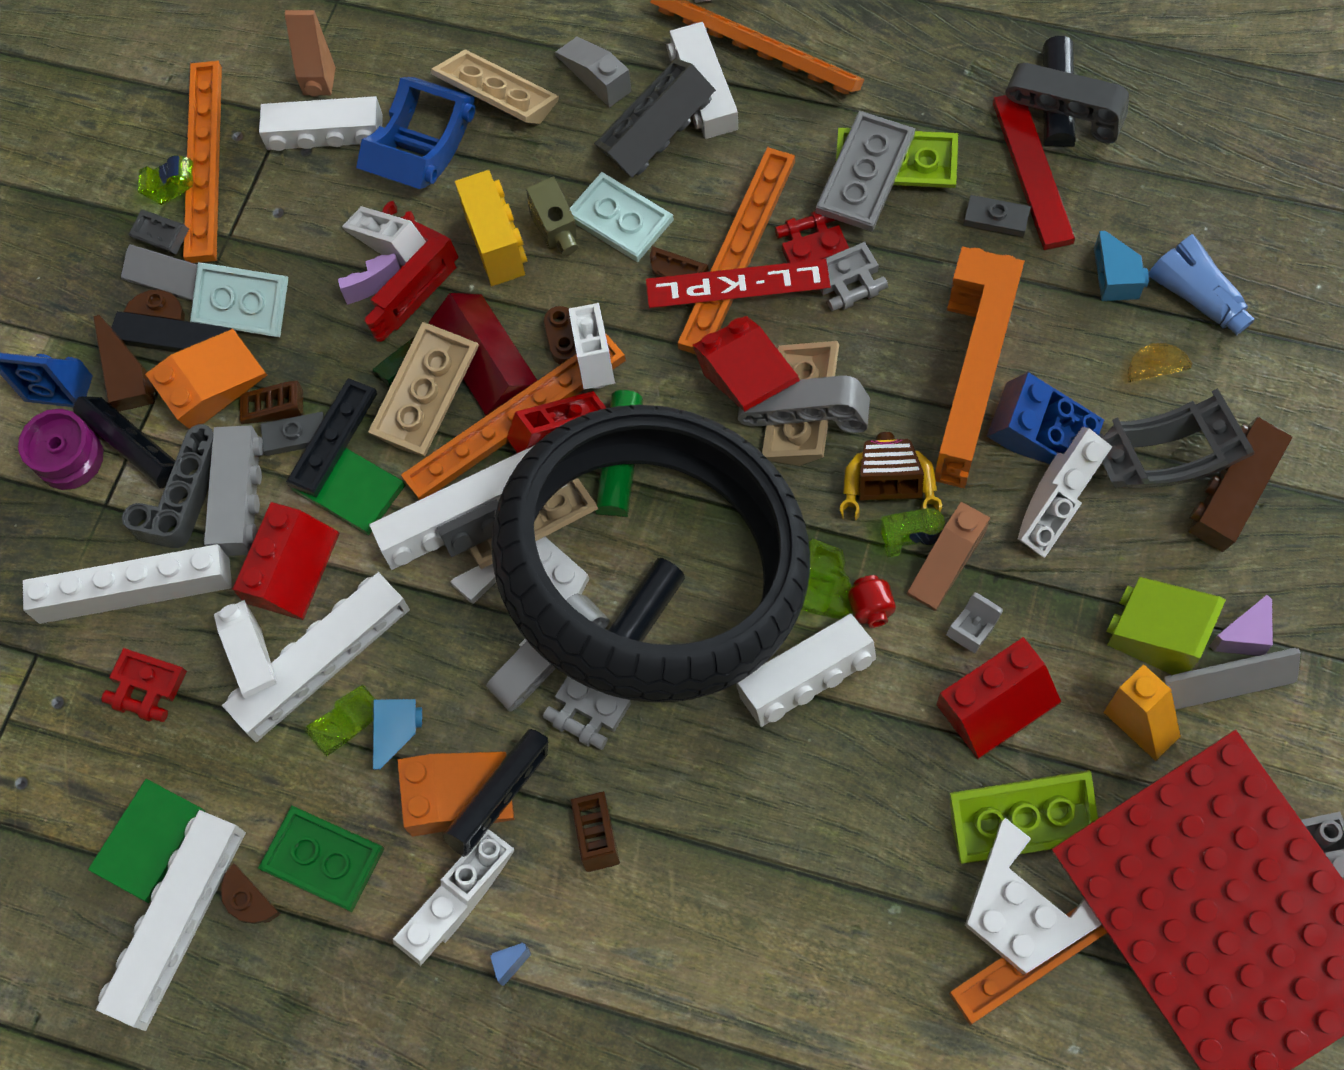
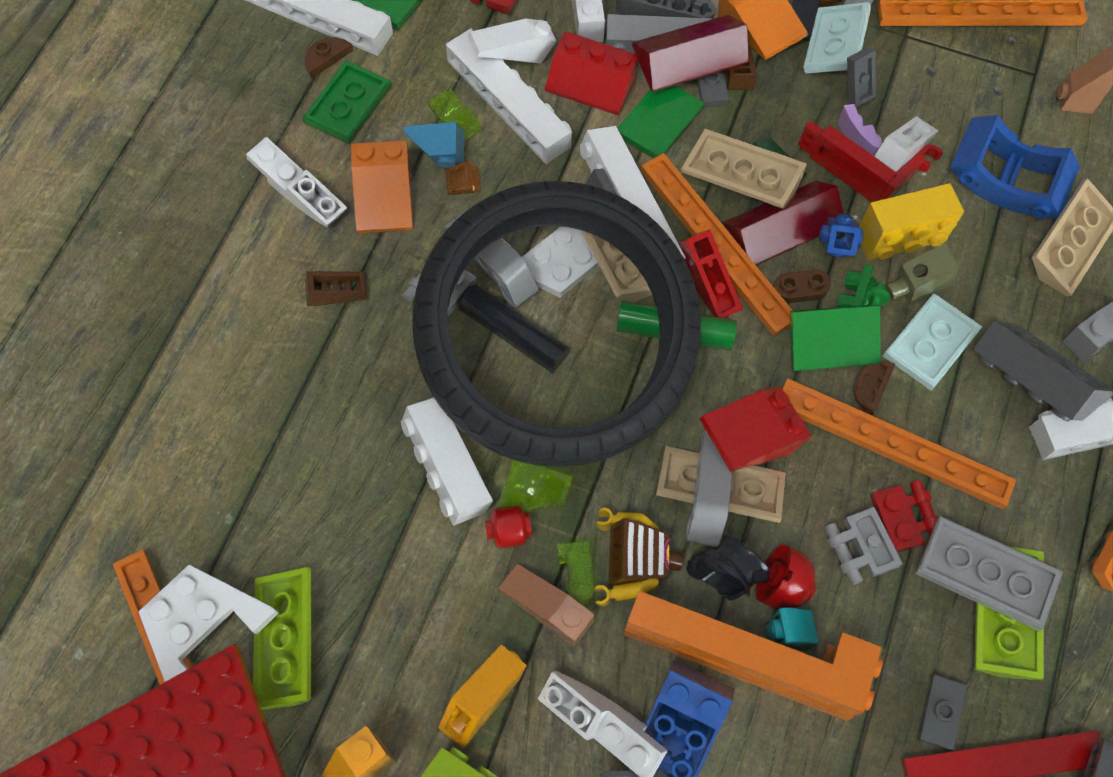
camera: 85 degrees right, 0 degrees up
(265, 443) = (692, 52): none -> slope
(301, 271) = (861, 76): none -> dark grey plate
(319, 122) = (1024, 94): white brick -> none
(331, 437) = (708, 108): black tile -> none
(436, 701) = (463, 179): none -> clear orange slope
(496, 792) = (371, 211): black brick -> none
(506, 292) = (846, 243): none -> blue brick
(509, 961) = (238, 217): medium blue slope -> none
(585, 280) = (866, 293): none -> green hips
(591, 346) = (775, 297): white slope -> none
(625, 299) = (835, 337): none -> green tile
(738, 283) = (852, 440): red sticker -> none
(893, 385) = (729, 569): none -> black piece
(895, 339) = (789, 581): none -> red cylinder
(946, 333) = (792, 629): none -> teal slope
(975, 622) = (474, 617): light grey bracket -> none
(999, 698) = (398, 631): red slope -> none
(1054, 605) = (481, 695): none -> light orange slope

